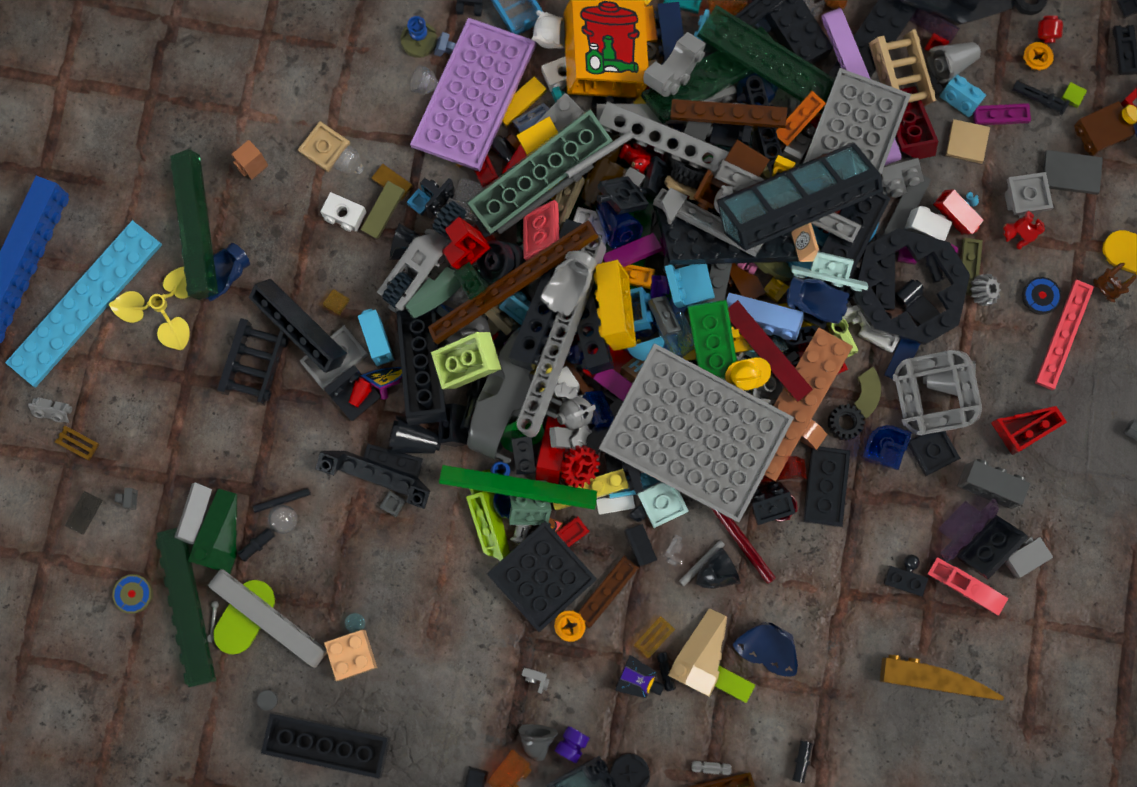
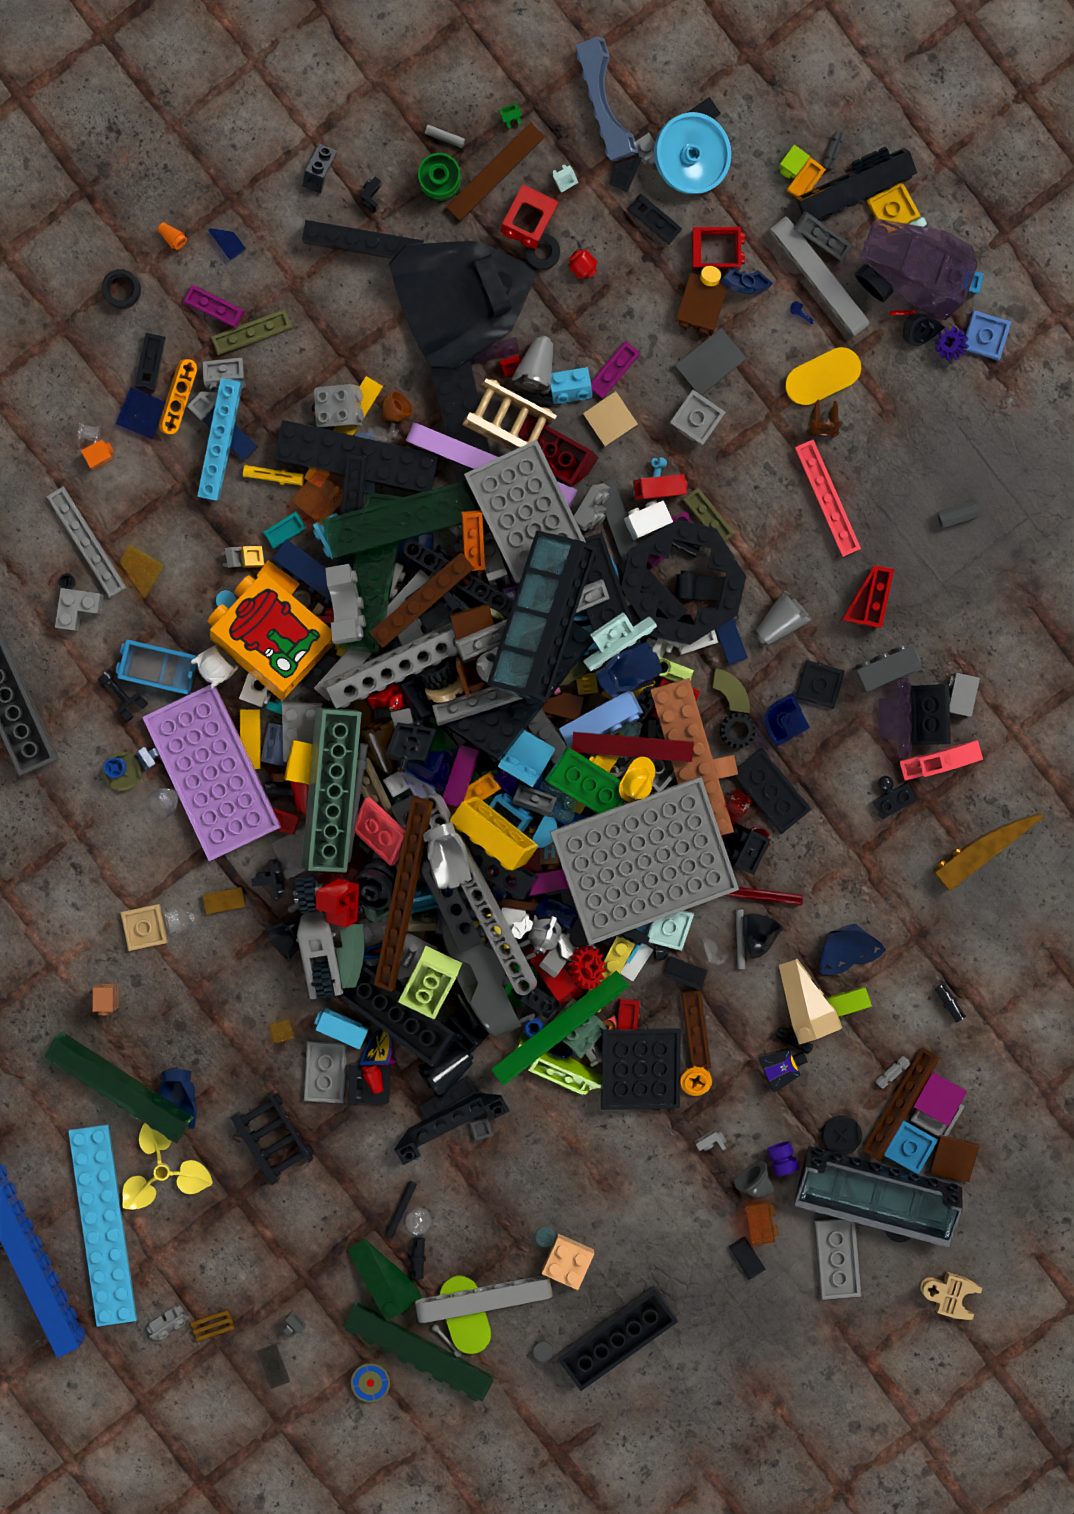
camera: 45 degrees left, 10 degrees up
(193, 513) = (351, 1285): light grey tile -> none
(297, 325) = (277, 1079): black brick -> none
(336, 204) = (203, 965): white brick -> none
(383, 210) = (241, 929): olive tile -> none
(418, 201) = (261, 895): dark azure plate -> none
(470, 280) = (371, 922): clear green slope -> none
(599, 154) = (363, 732): light grey bar -> none
(643, 649) = (760, 1008): clear yellow tile -> none
(672, 204) = (454, 713): light grey tile -> none
(782, 164) = (503, 598): yellow tile -> none
(805, 243) = (581, 640): light nougat slope -> none
(910, 399) = (797, 621): light grey plate -> none
(985, 289) = (738, 526): light grey gear -> none
(1025, 229) = (720, 449): red animal -> none
(1038, 48) = (603, 289): light orange gear -> none
(1041, 295) = (782, 484): tile -> none
(1049, 100) = (637, 319): black pin -> none
(1074, 94) = (651, 297): lime tile -> none

